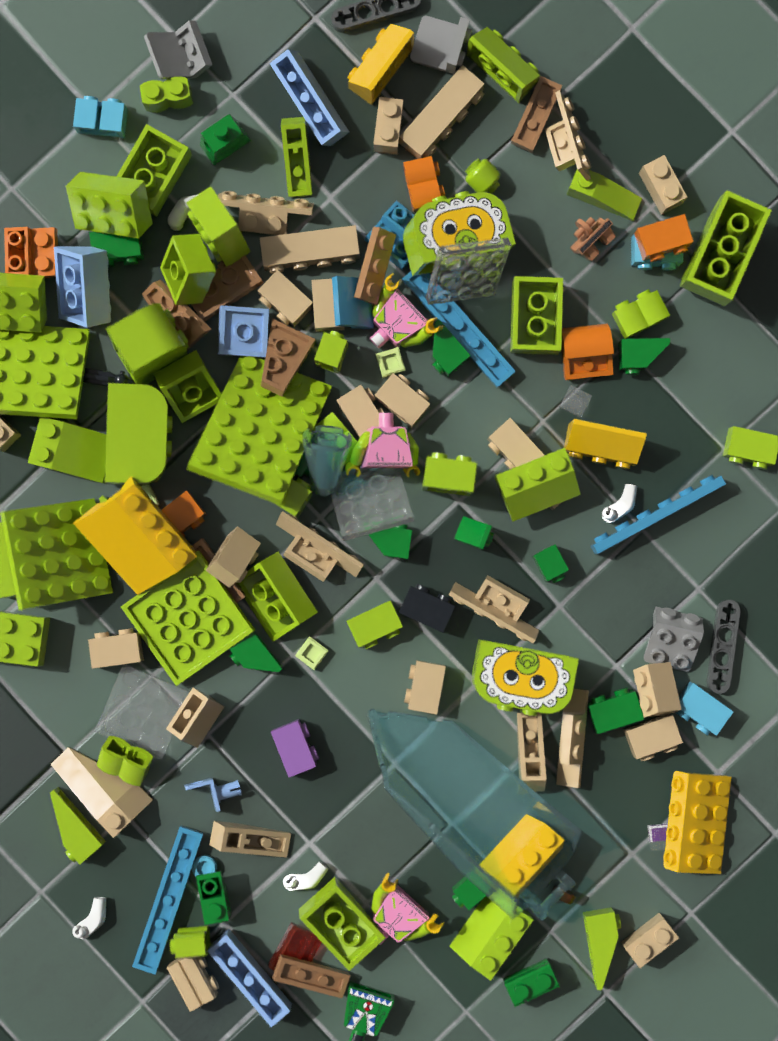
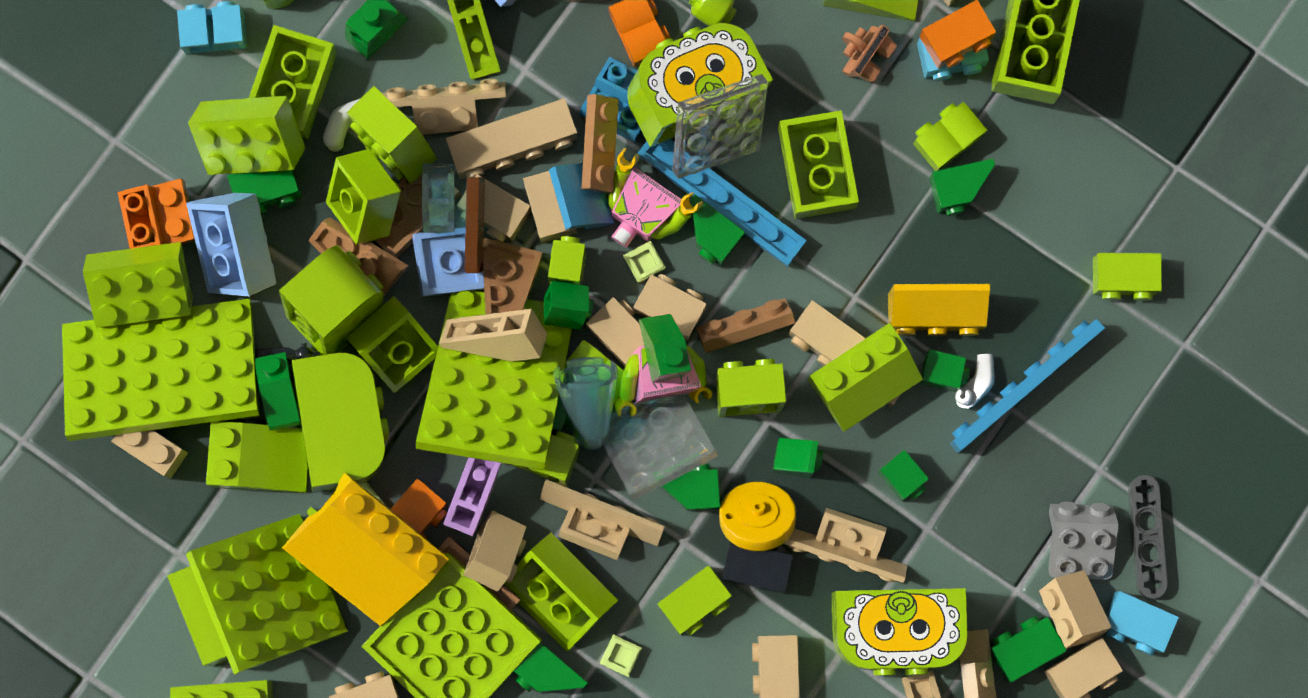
camera: 10 degrees left, 5 degrees down
(94, 403) = (277, 391): none -> green slope
(224, 512) = (472, 495): none -> lavender slope
(244, 282) = (438, 198): none -> clear light blue slope
(267, 308) = (474, 224): none -> reddish brown tile
(269, 396) = (497, 335): none -> tan slope
(325, 383) = (567, 305): none -> green brick
(390, 431) = (664, 348): none -> green slope
(435, 571) = (757, 516): none -> yellow wheel
(456, 425) = (745, 325): none -> medium nougat plate
(575, 401) = (890, 263): clear plate -> none
(587, 351) = (892, 197): orange brick -> none
(598, 491) = (944, 371): none -> green brick

